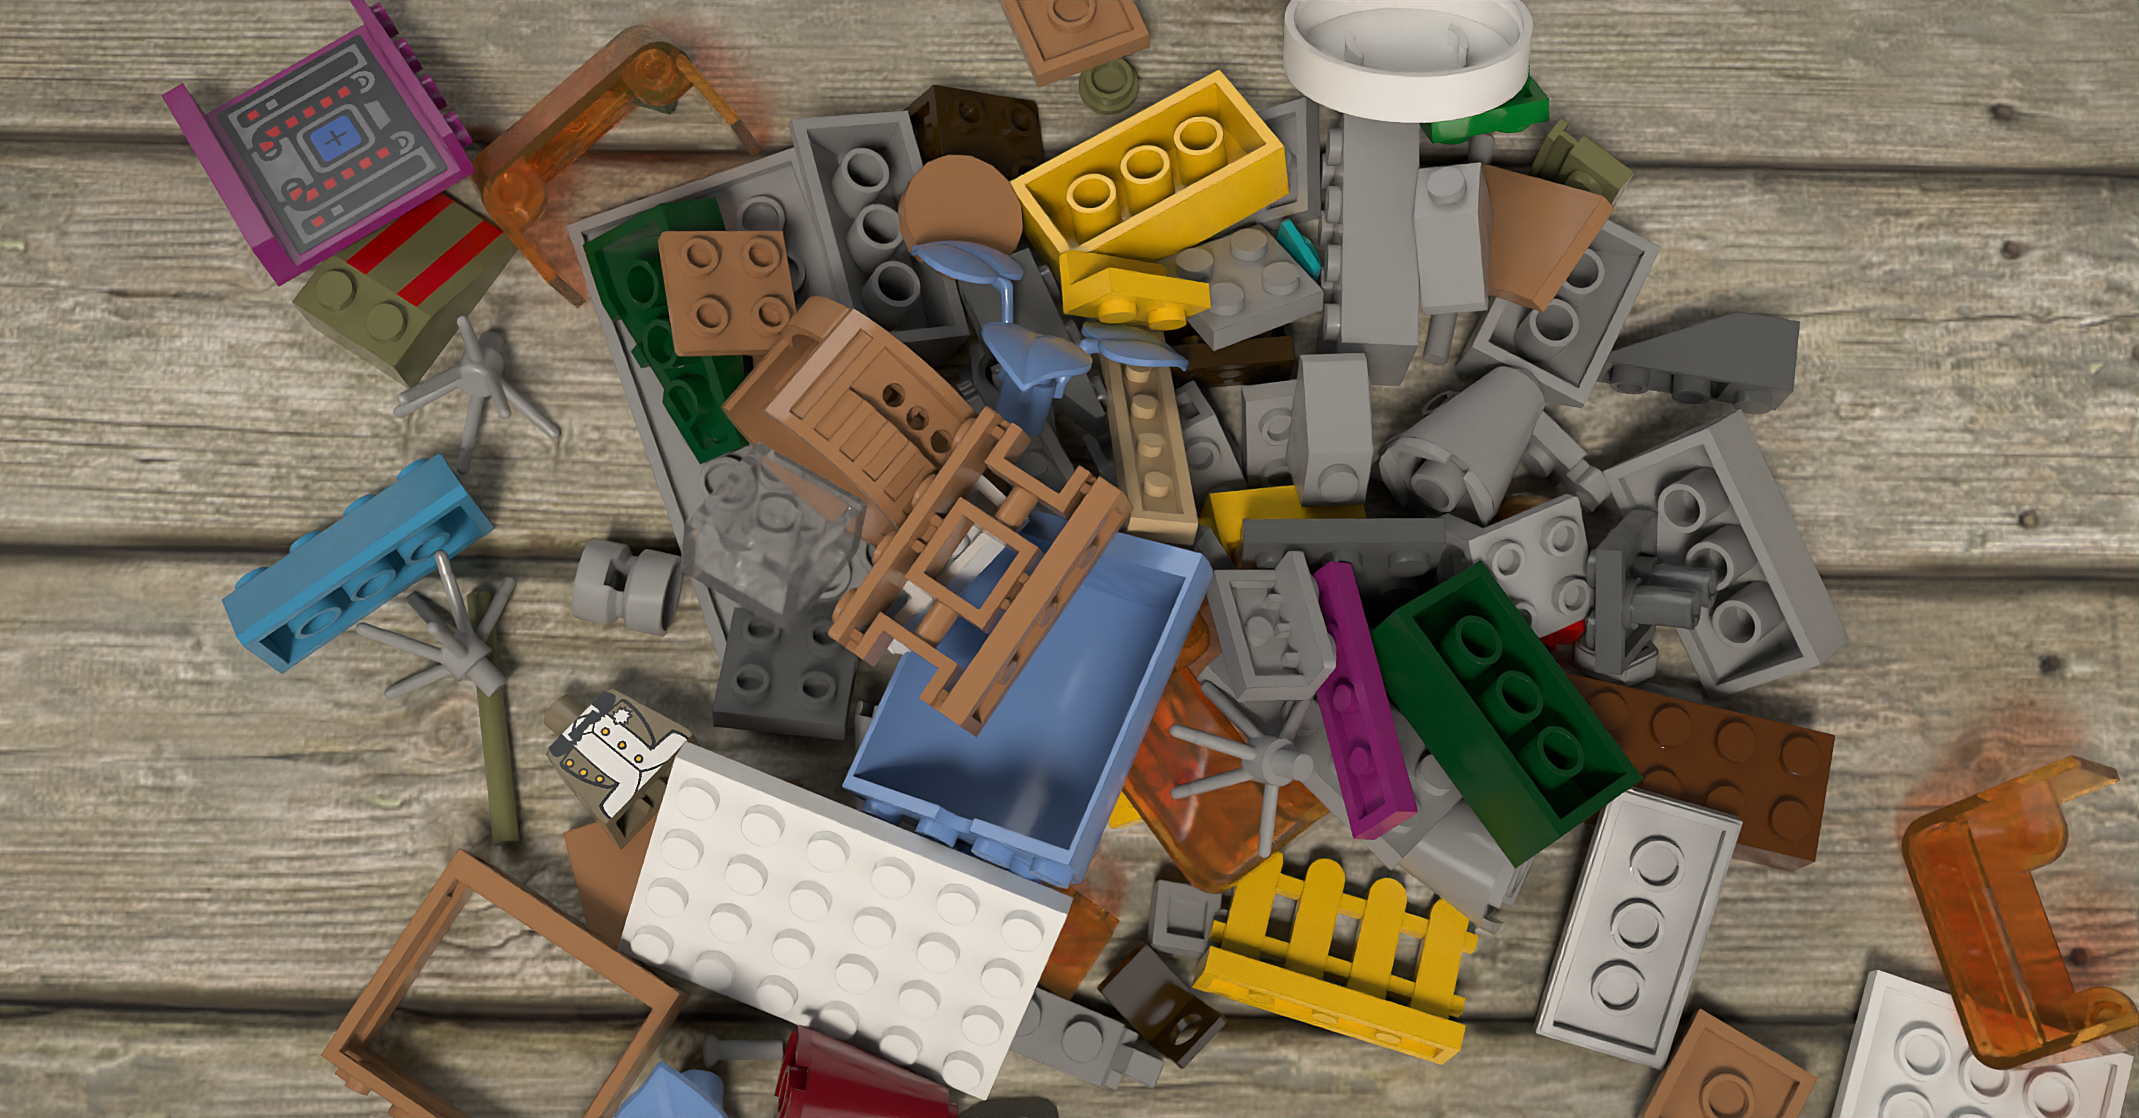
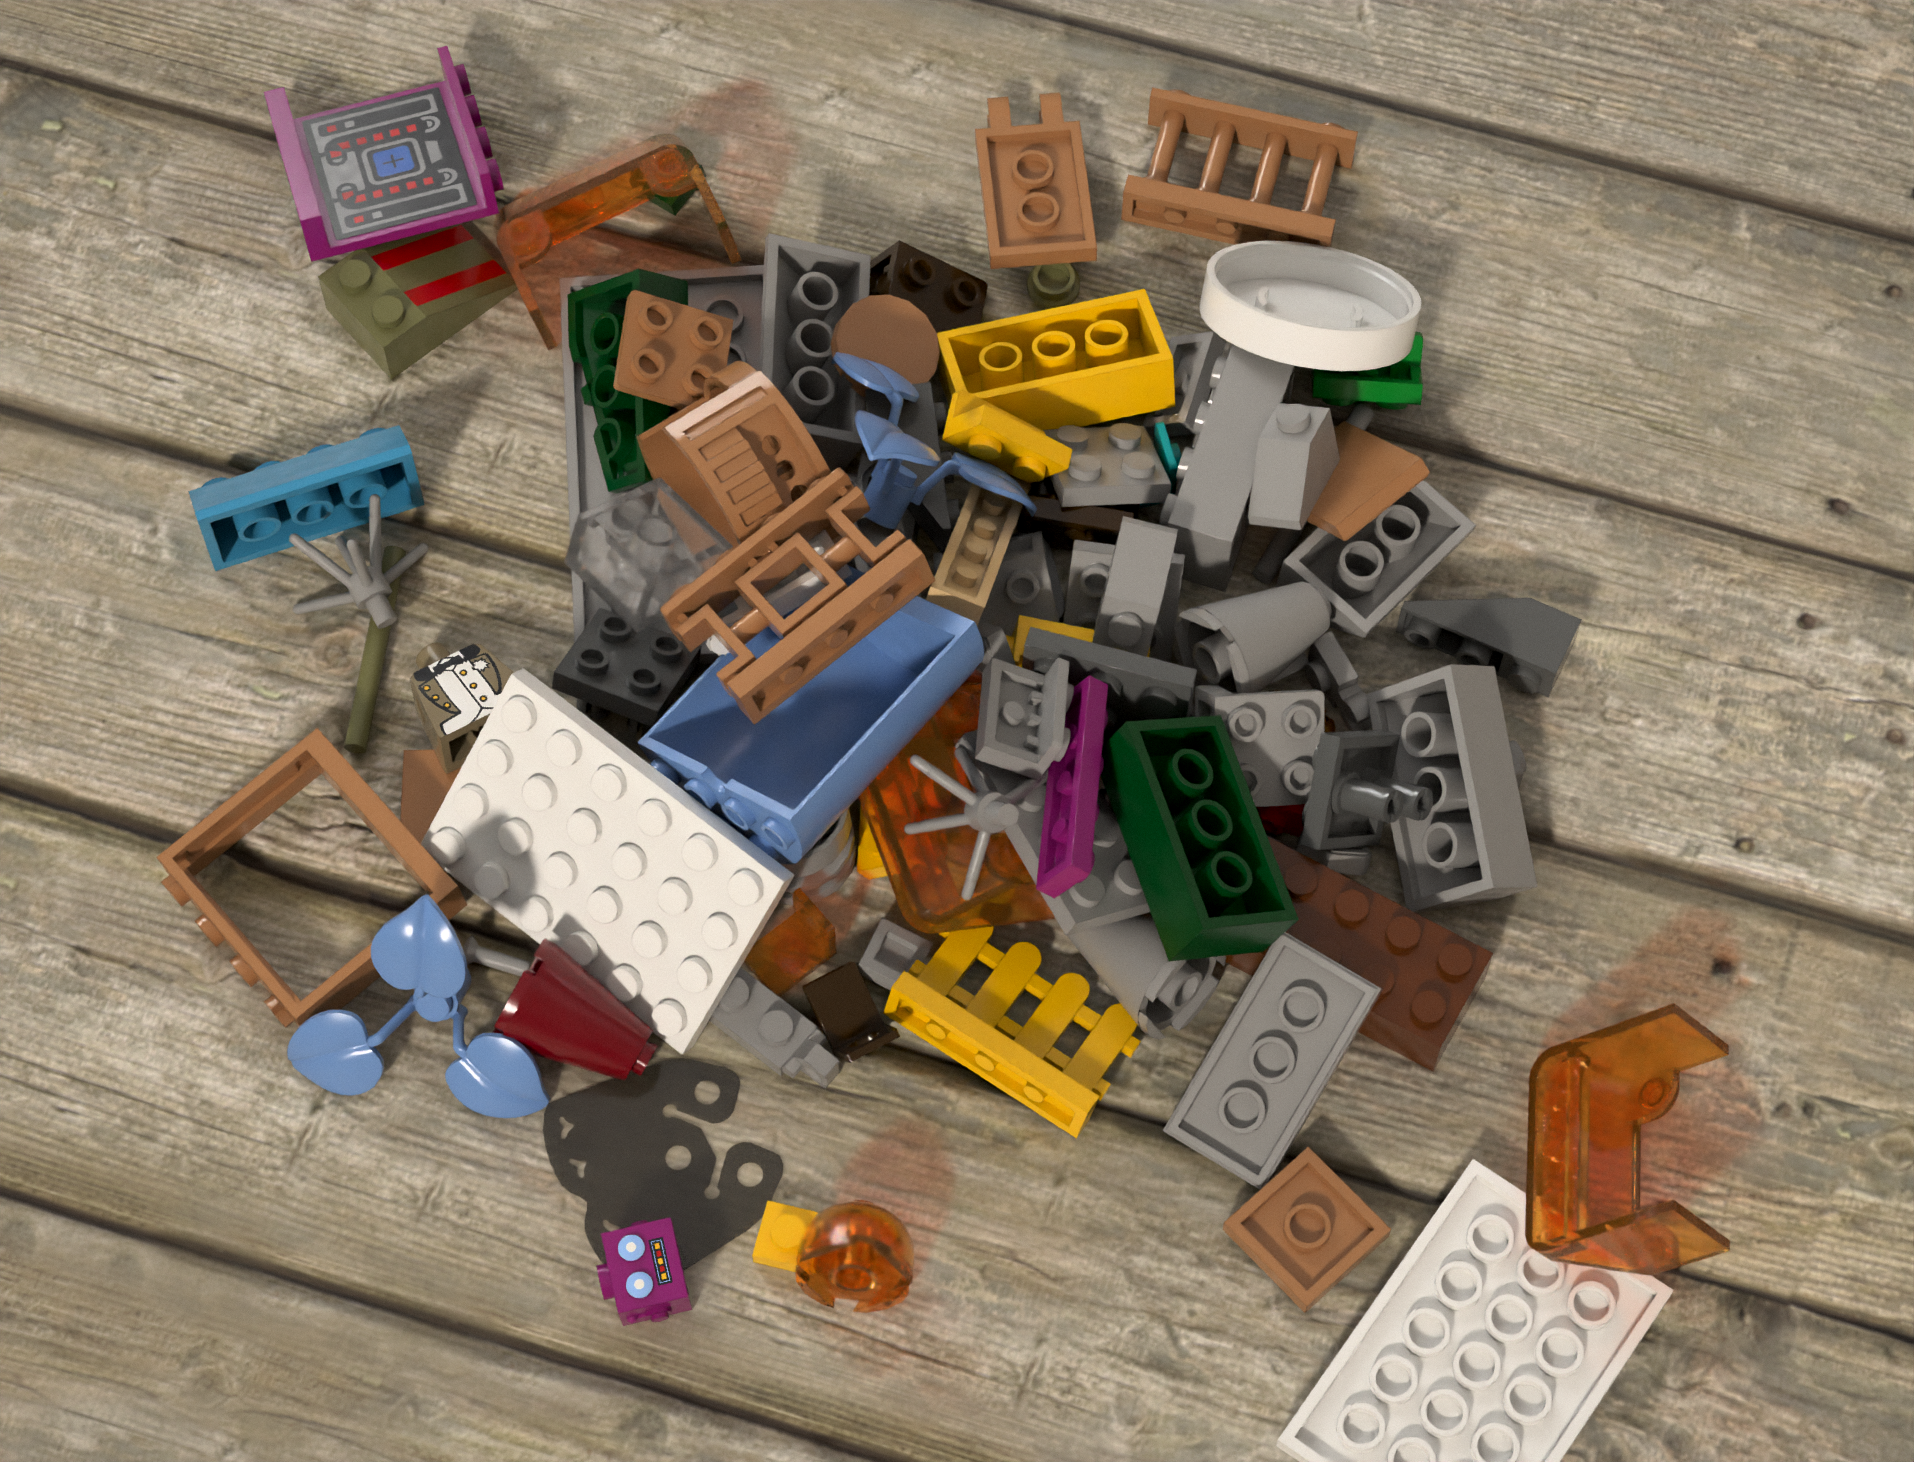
camera: 20 degrees right, 10 degrees down
(479, 377) = (449, 378): light grey plant -> none
(650, 589) = (512, 569): light grey wheel -> none
(1580, 164) = (1432, 443): olive plate -> none

